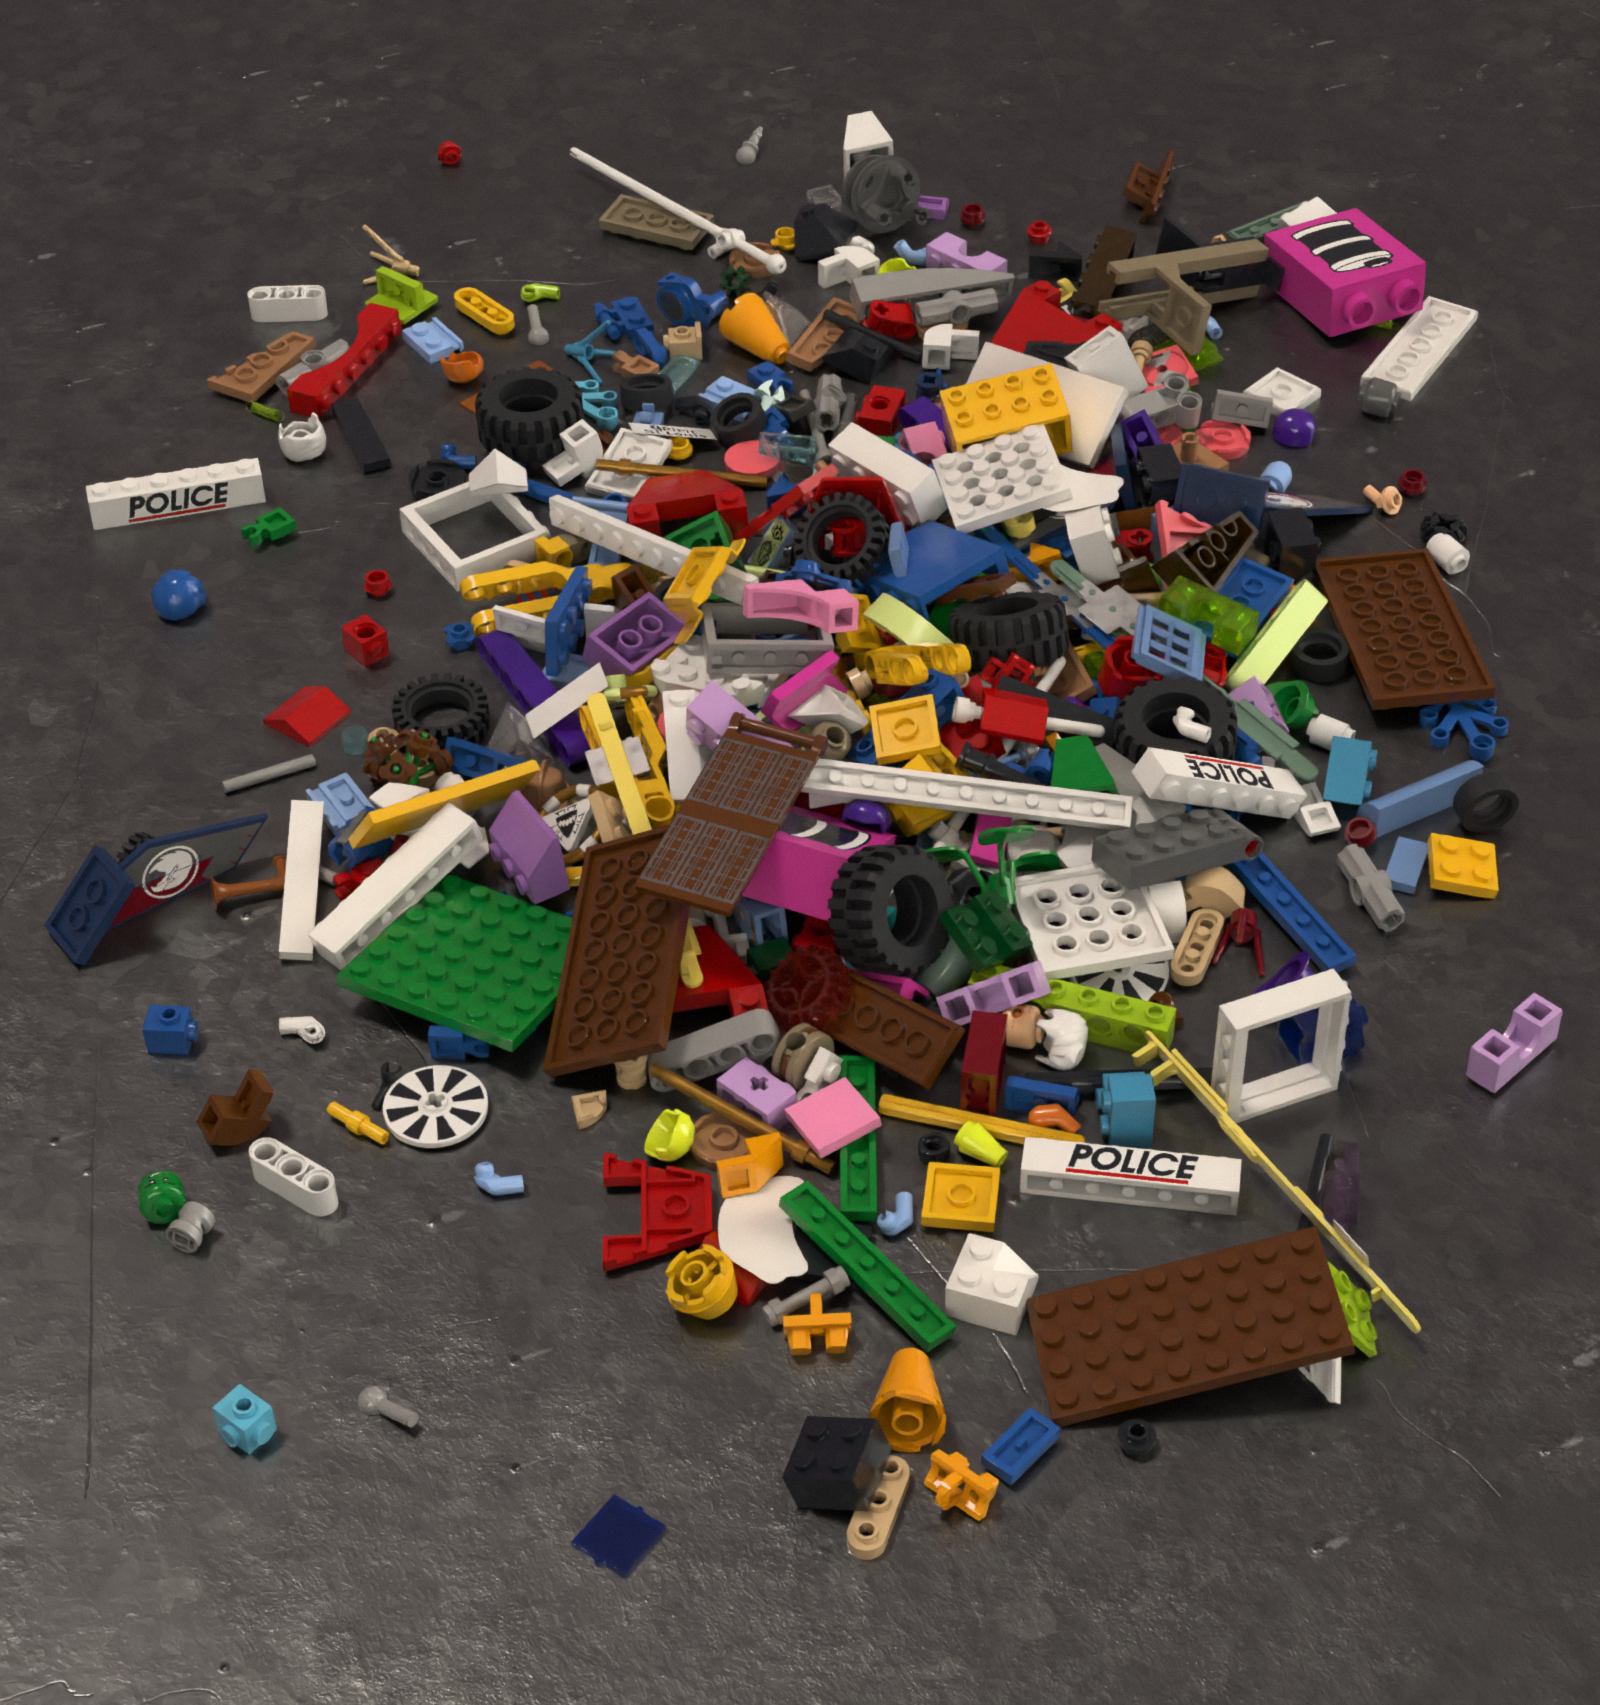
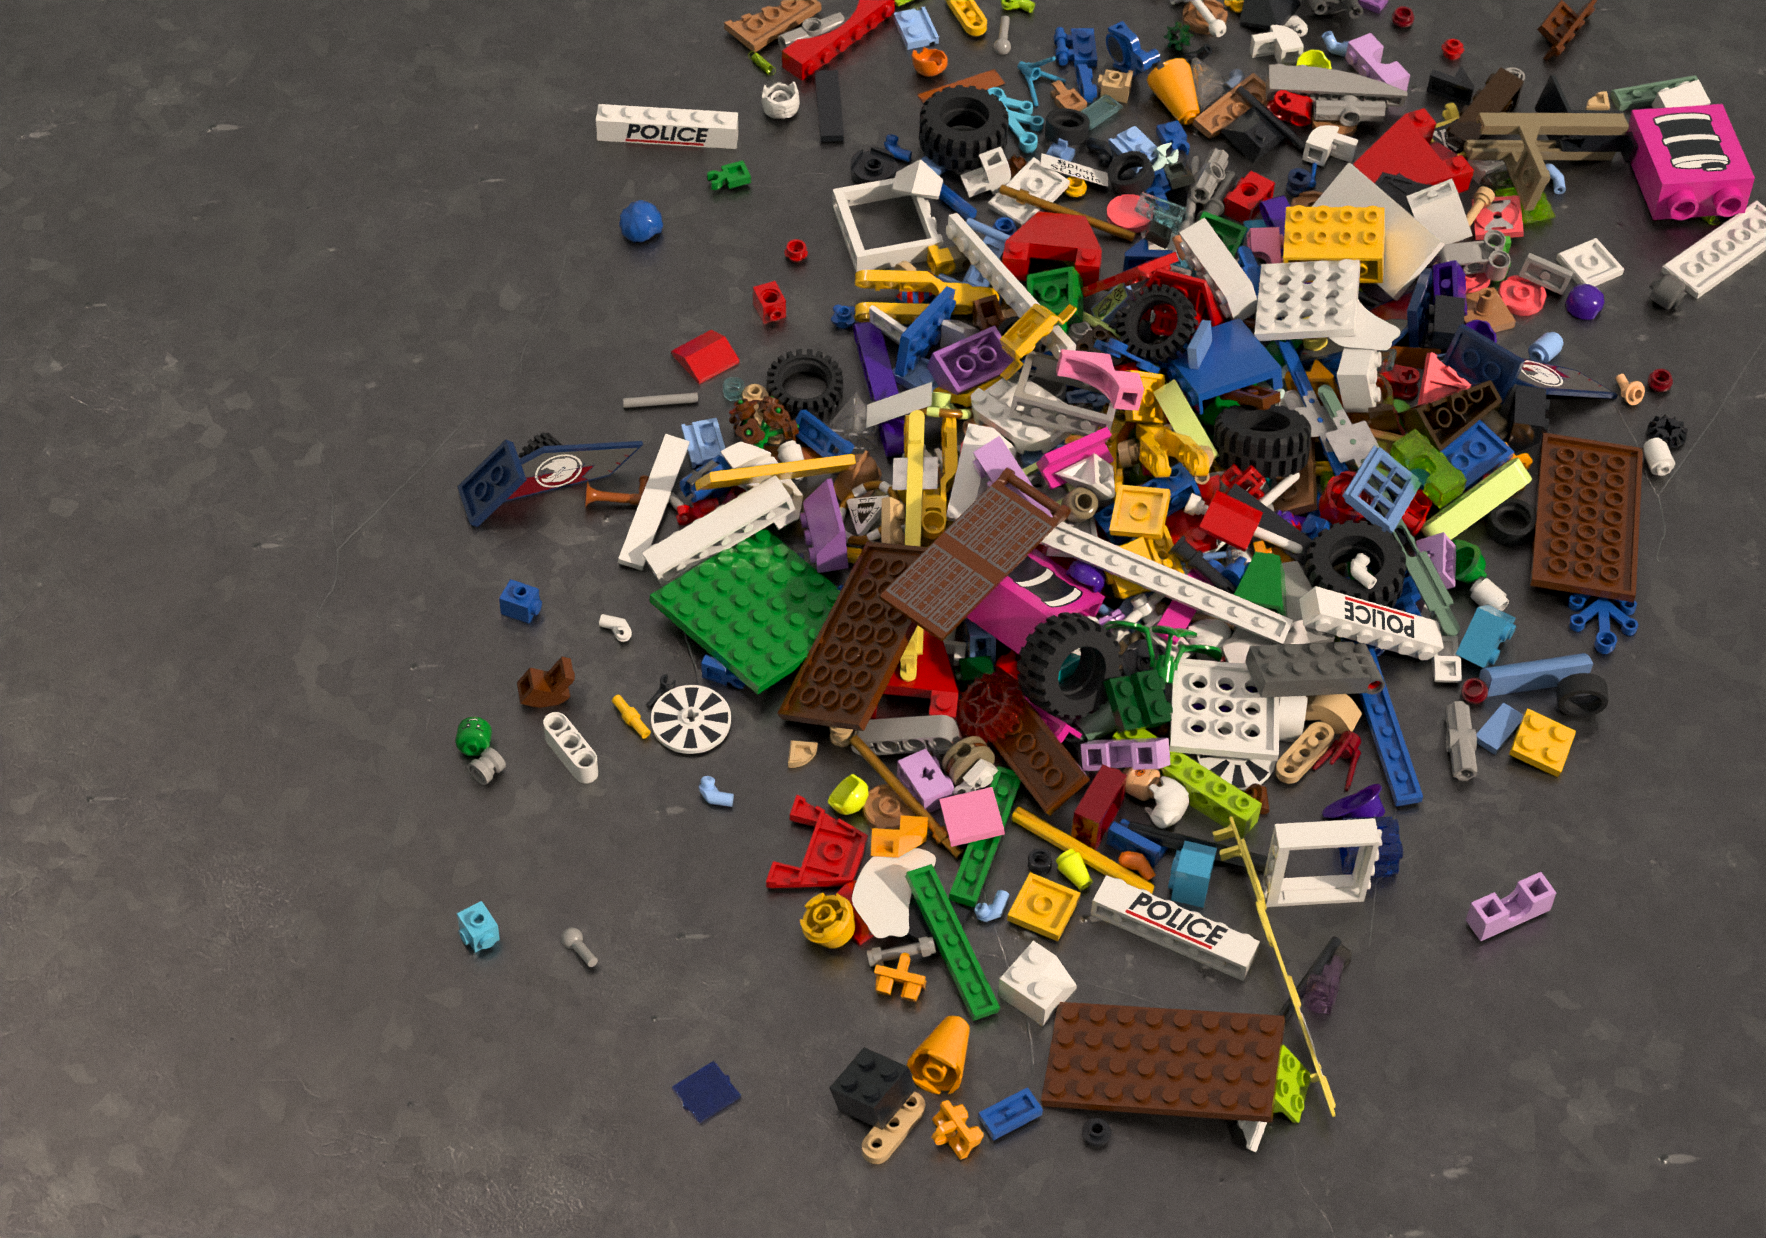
camera: 15 degrees right, 10 degrees up
(814, 308) = (1236, 76): none -> sand blue arm

